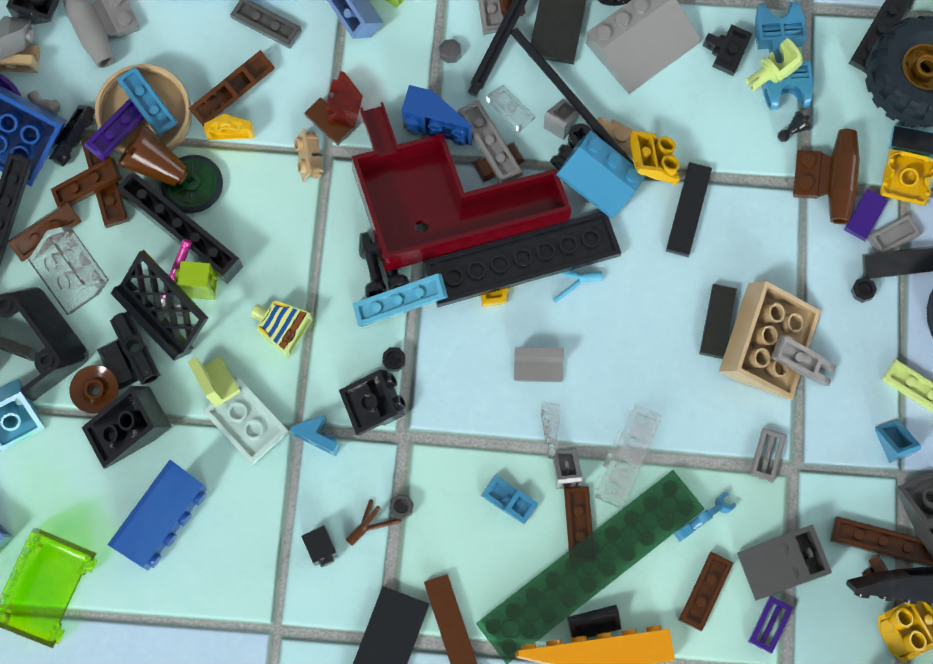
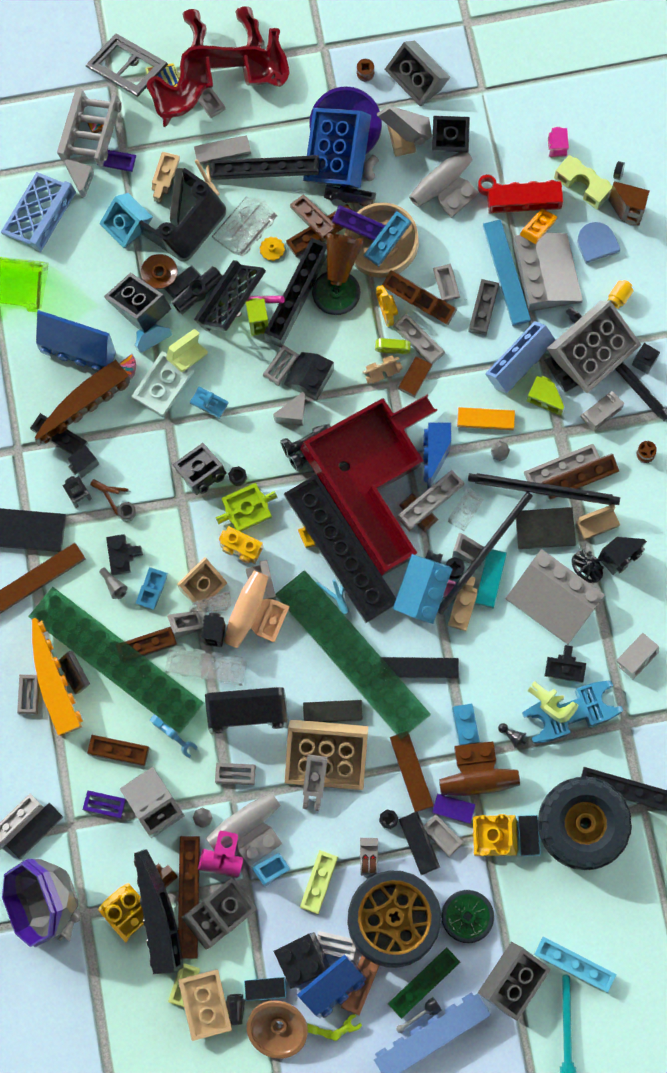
camera: 75 degrees right, 0 degrees up
(28, 239) = (280, 206): reddish brown tile -> none
(108, 246) = (272, 248): none -> yellow piece
(181, 419) = (151, 337): none -> dark azure slope
(208, 459) = (129, 365): none -> tile
(221, 54) = (446, 282): none -> light grey tile
(237, 522) = (84, 399): none -> reddish brown slope
(273, 571) = (67, 440): none -> black tile
(278, 287) = (272, 378): none -> light grey tile
(282, 105) = (419, 339): none -> light grey tile
(282, 325) = (241, 387): torso -> none
(283, 135) = (392, 346): none -> lime beam
(289, 240) = (310, 374): none -> black slope
(289, 368) = (209, 402): none -> dark azure hips
(310, 432) = (164, 432): dark azure slope -> none
(332, 270) = (292, 412): none -> light grey slope
(345, 102) = (431, 382): clear red slope -> none
(356, 564) = (76, 490): none -> black window
(400, 300) = (281, 465): medium azure plate -> none
(405, 56) = (486, 418): none -> light orange tile
(438, 358) = (246, 507): none -> lime plate
(454, 528) = (121, 554): none -> black hinge
(485, 375) = (241, 545): none -> yellow brick
(496, 544) = (115, 587): none -> dark grey cone
(520, 435) = (201, 582): none -> tan slope
(577, 378) = (254, 612): none -> light nougat plate
(587, 432) = (213, 630): none -> black brick
(603, 102) = (490, 578): none -> teal tile
(654, 156) = (449, 625): yellow slope -> none
(654, 280) = (353, 655): none -> clear green plate
(703, 417) = (246, 708): none -> black windscreen
(769, 175) = (466, 724): none -> dark azure plate
(811, 250) = (411, 773): none -> reddish brown tile
(813, 507) = (202, 817): none -> dark grey tile
(843, 454) = (254, 836): none -> light grey plate
(877, 493) = (222, 859): none -> dark pink piece
(903, 323) = (368, 856): none -> light grey leg

